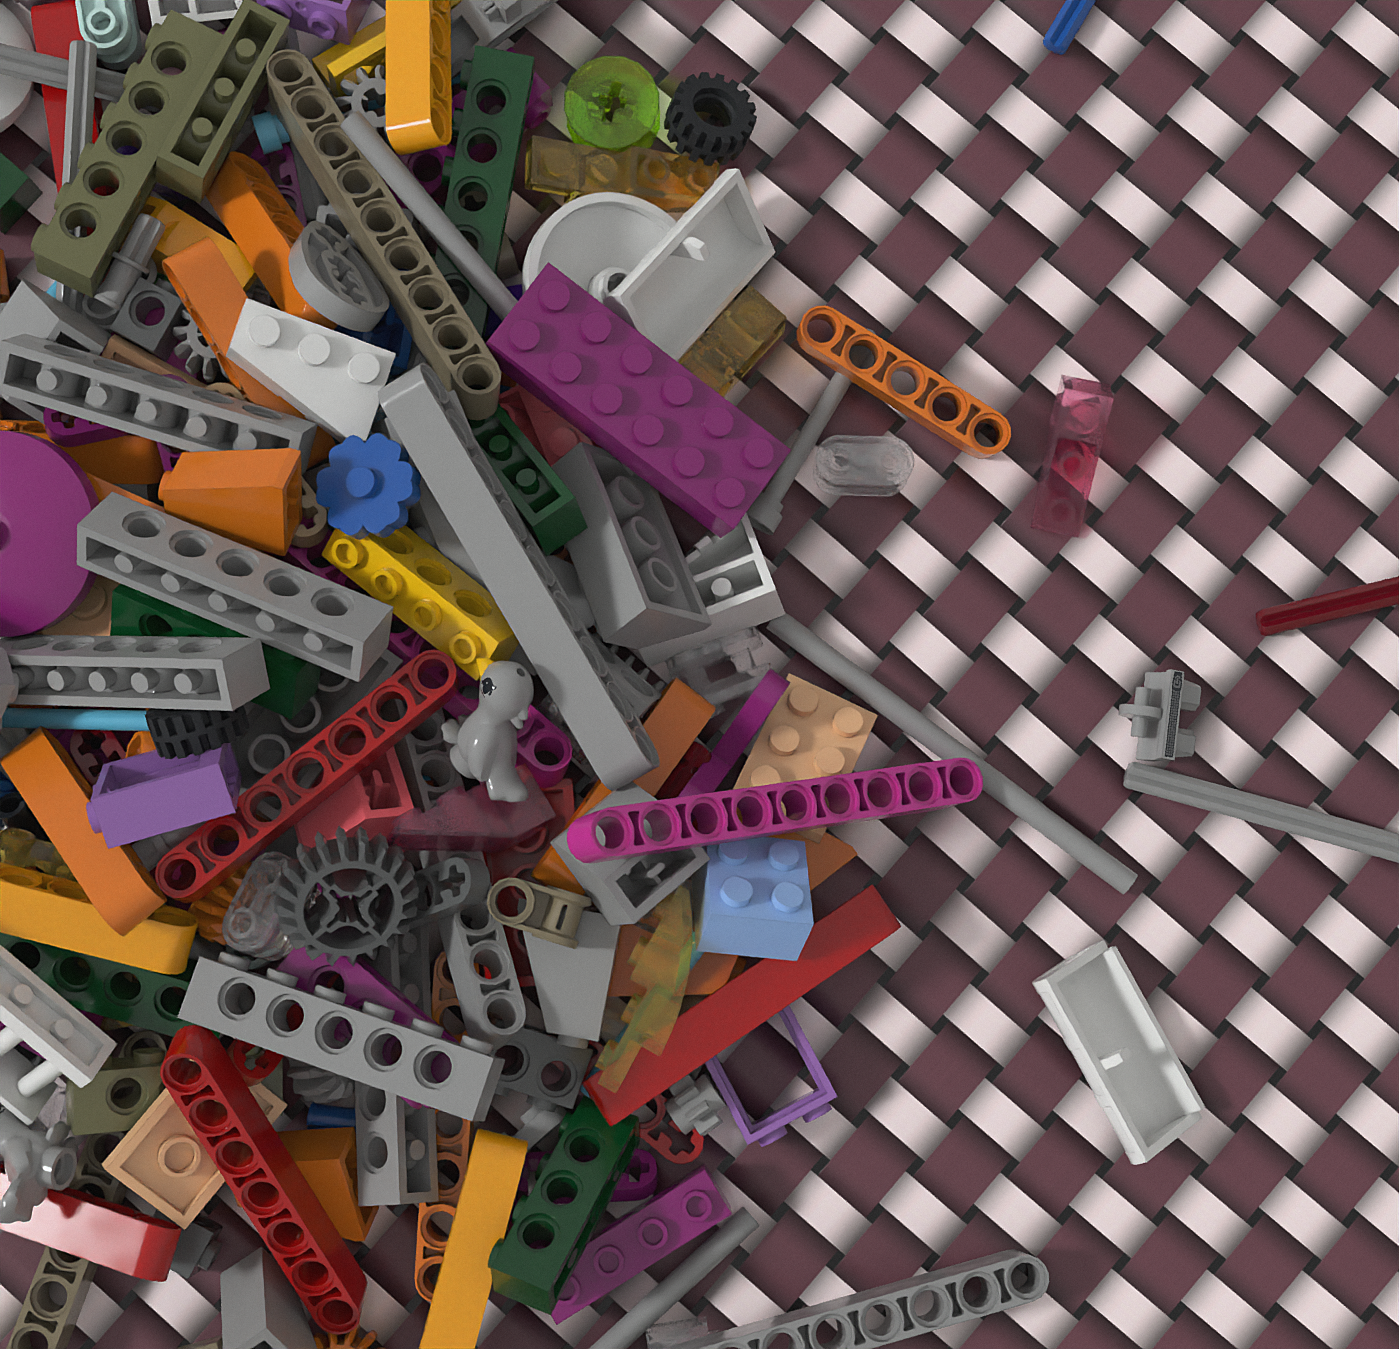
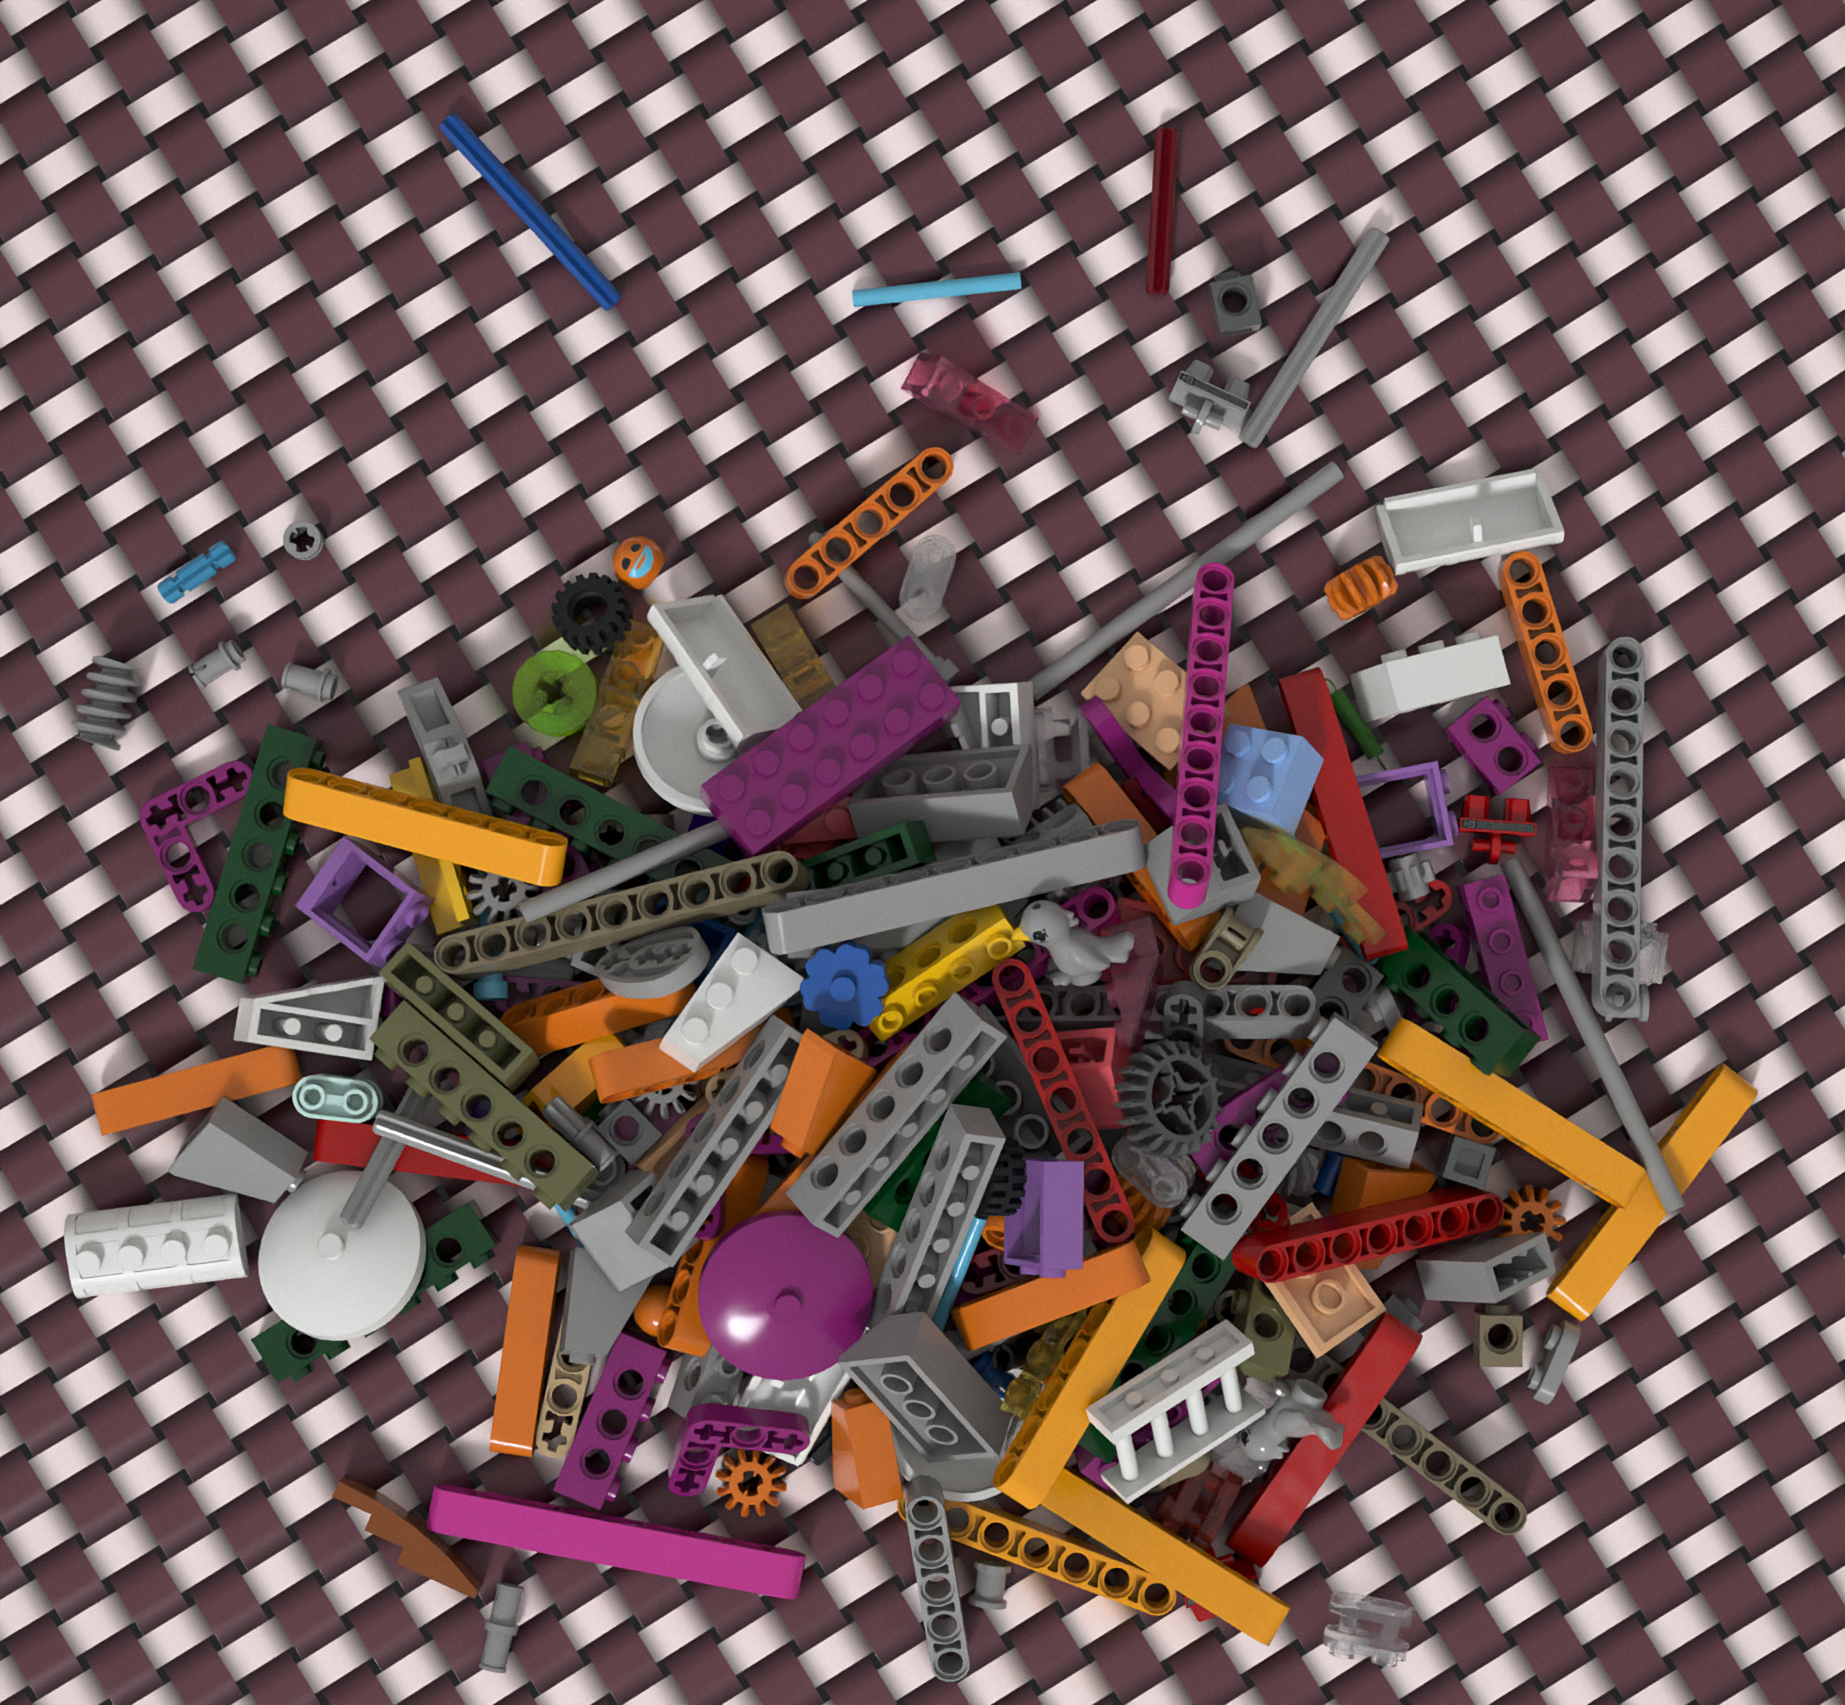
camera: 75 degrees left, 5 degrees up
(388, 1271) = (1465, 1161): none -> dark grey brick
(782, 150) = (637, 562): none -> orange piece
(796, 1209) = (1515, 823): none -> red hips
(800, 1278) = (1570, 835): none -> clear pink slope
(851, 991) = (1356, 724): none -> bright green piece
(863, 1148) = (1483, 753): none -> magenta brick
(931, 1060) = (1430, 677): none -> white wedge
(1006, 948) = (1360, 587): none -> orange gear
(1024, 1179) = (1550, 632): none -> orange beam
(1182, 383) = (936, 289): none -> medium azure bar
(1254, 714) = (1229, 323): none -> dark grey brick

